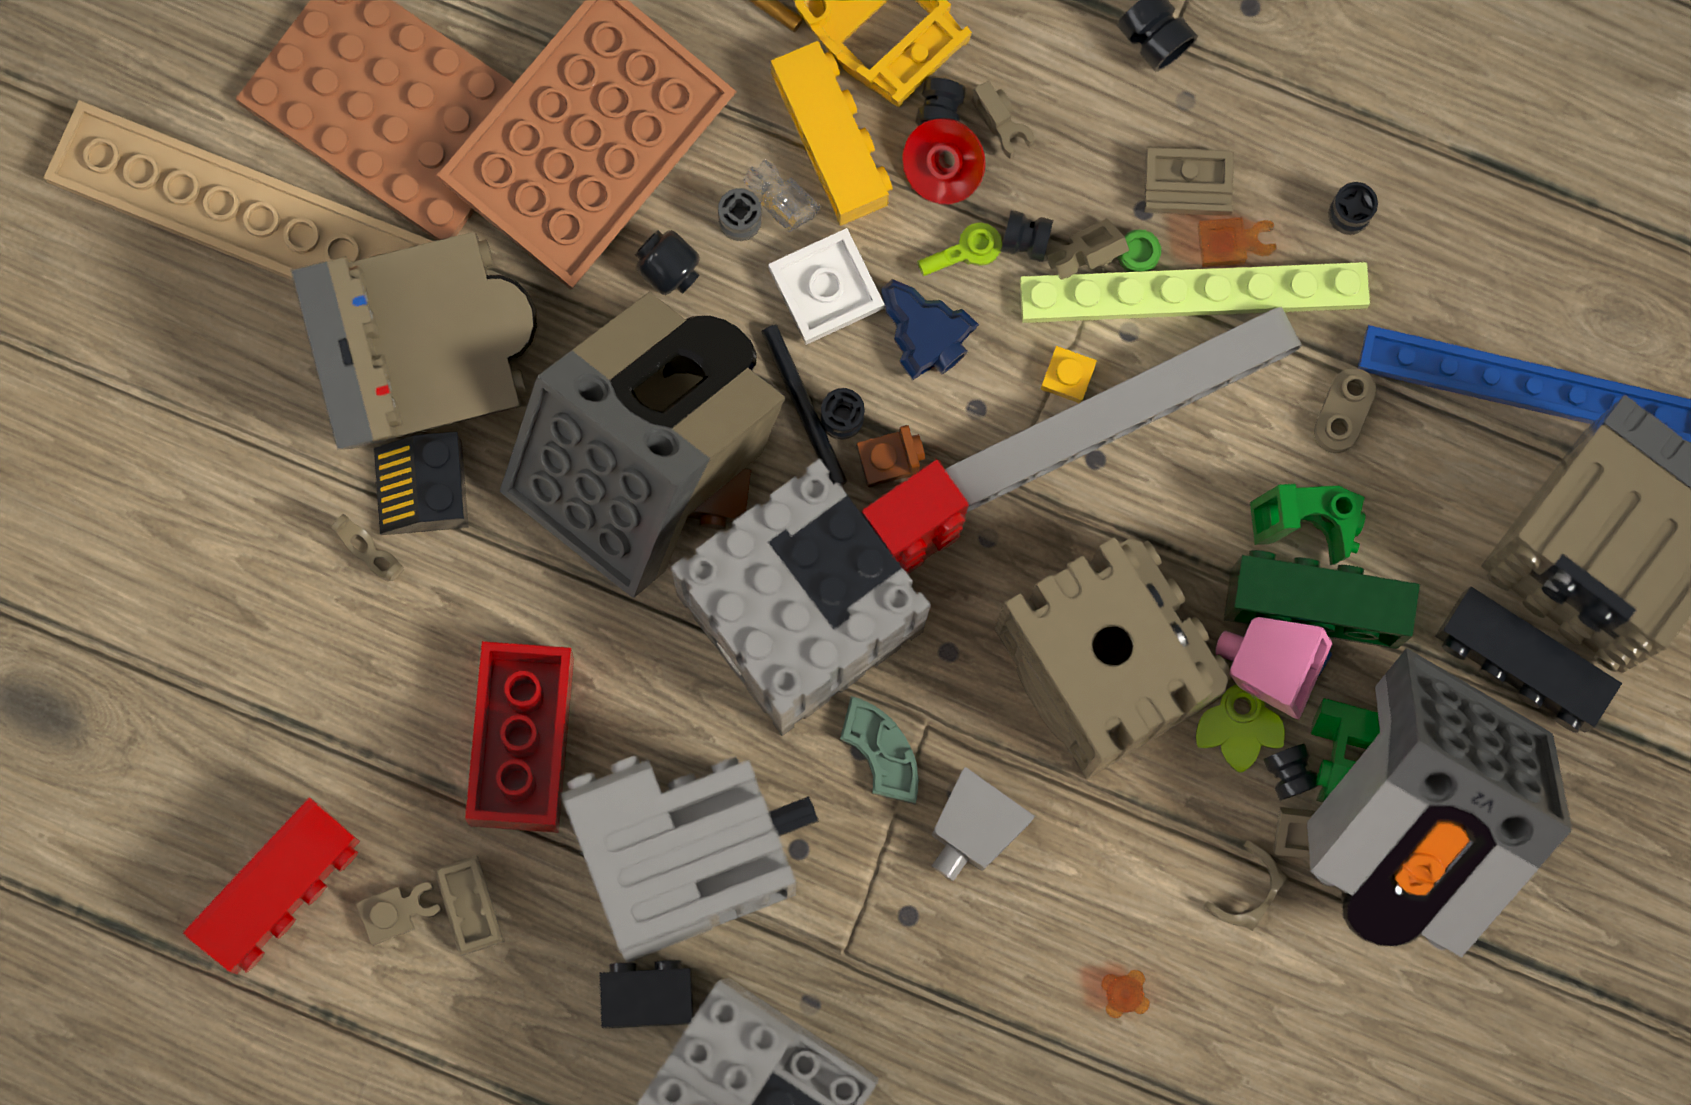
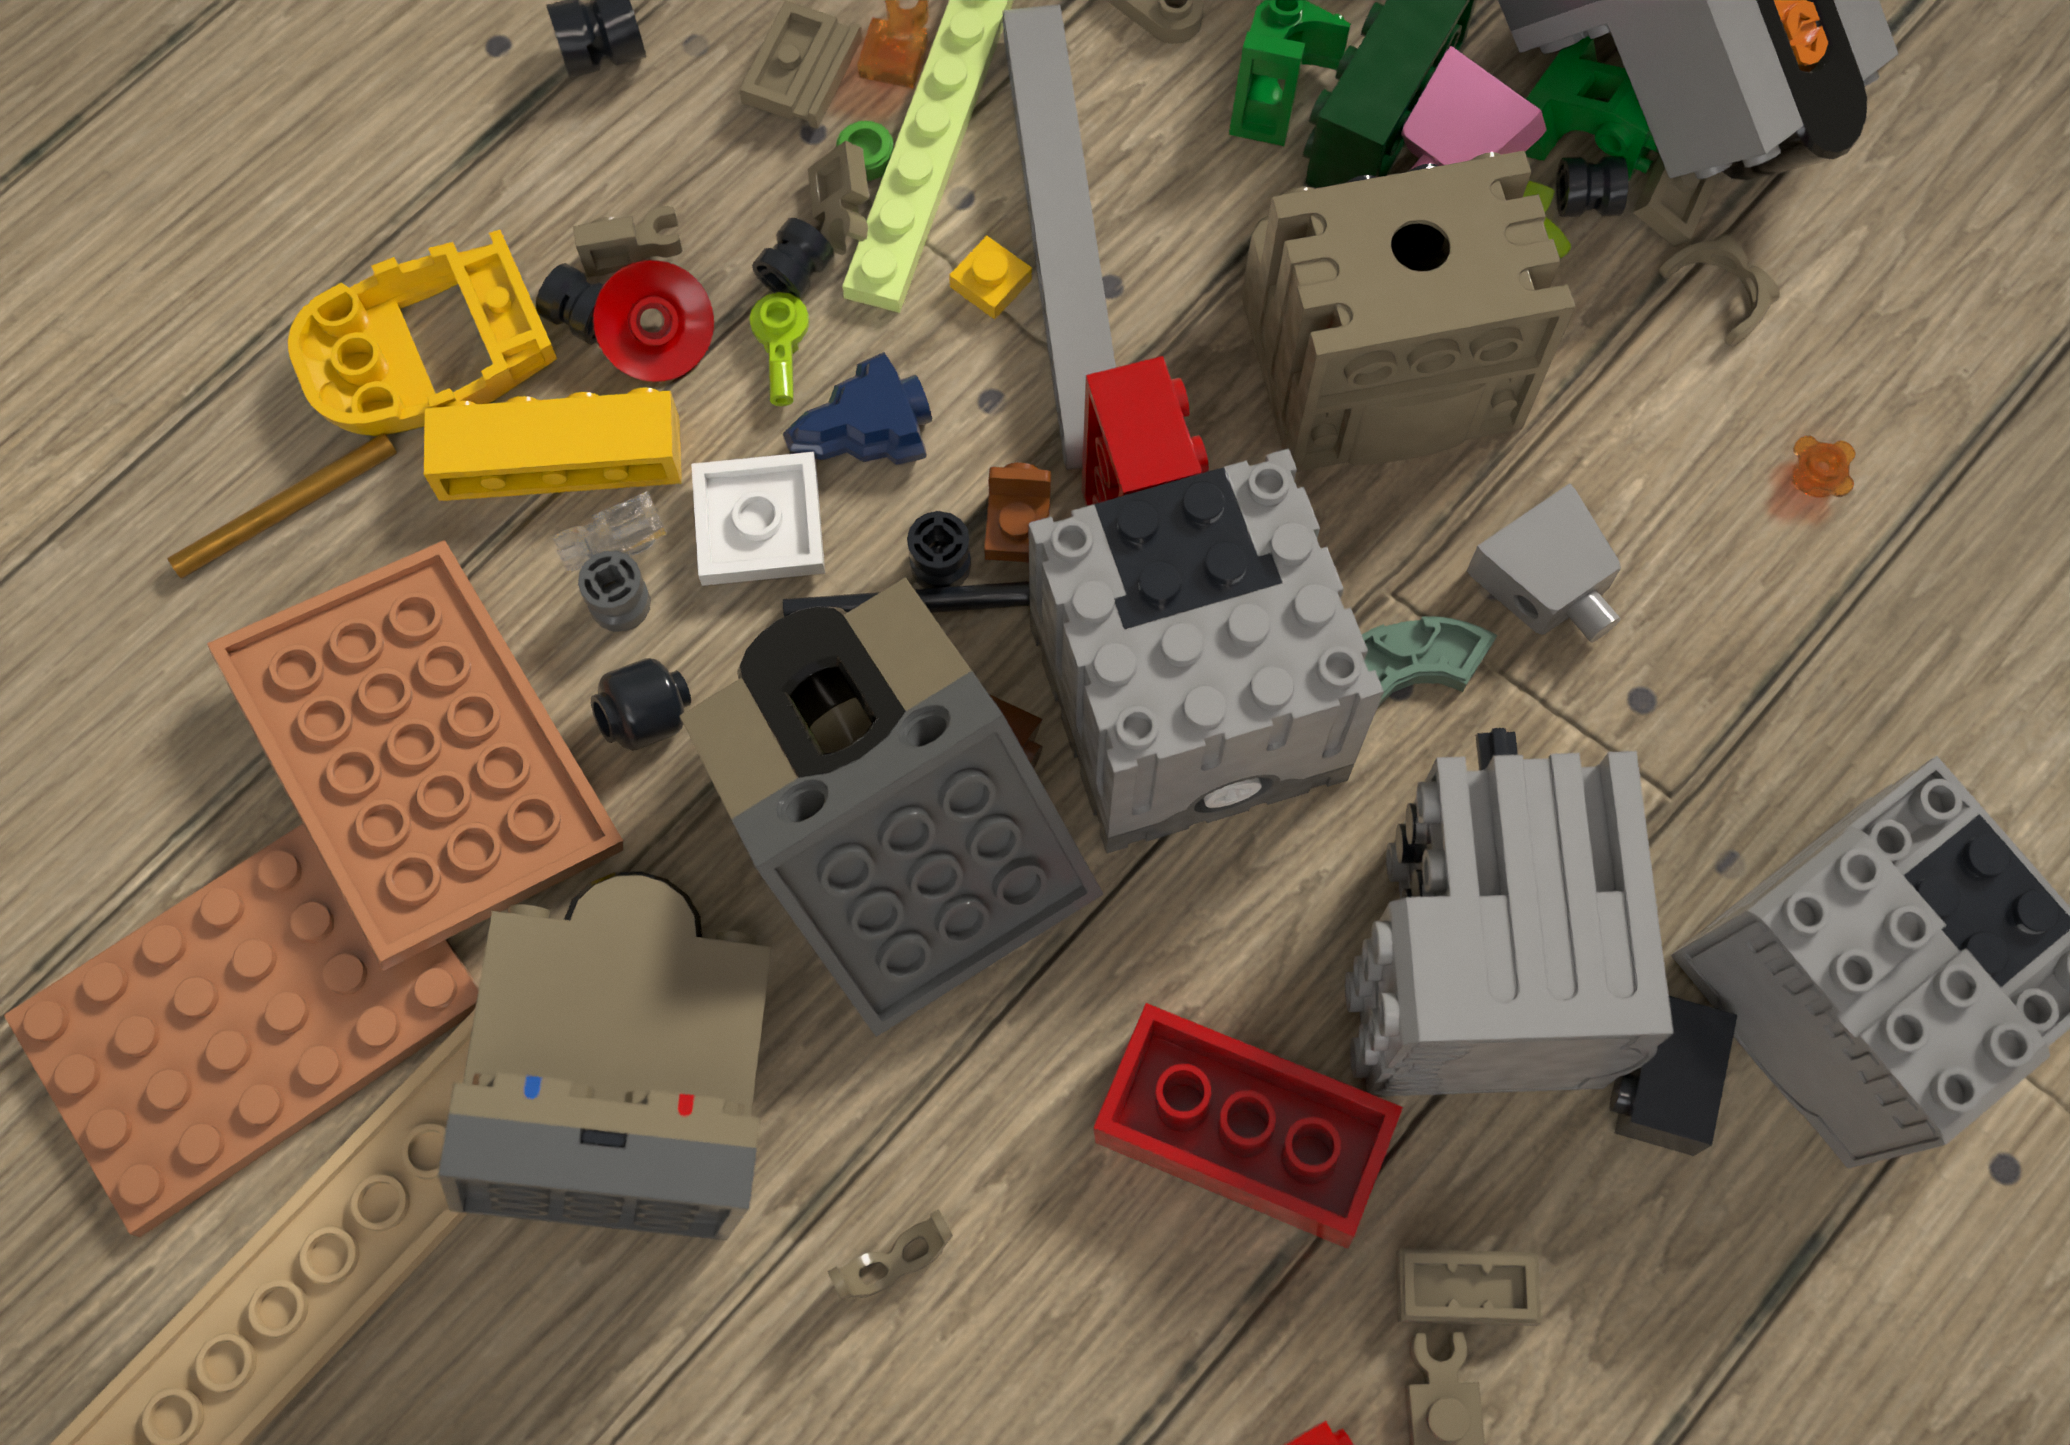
camera: 65 degrees left, 10 degrees down
(421, 484) = (824, 1148): black slope -> none

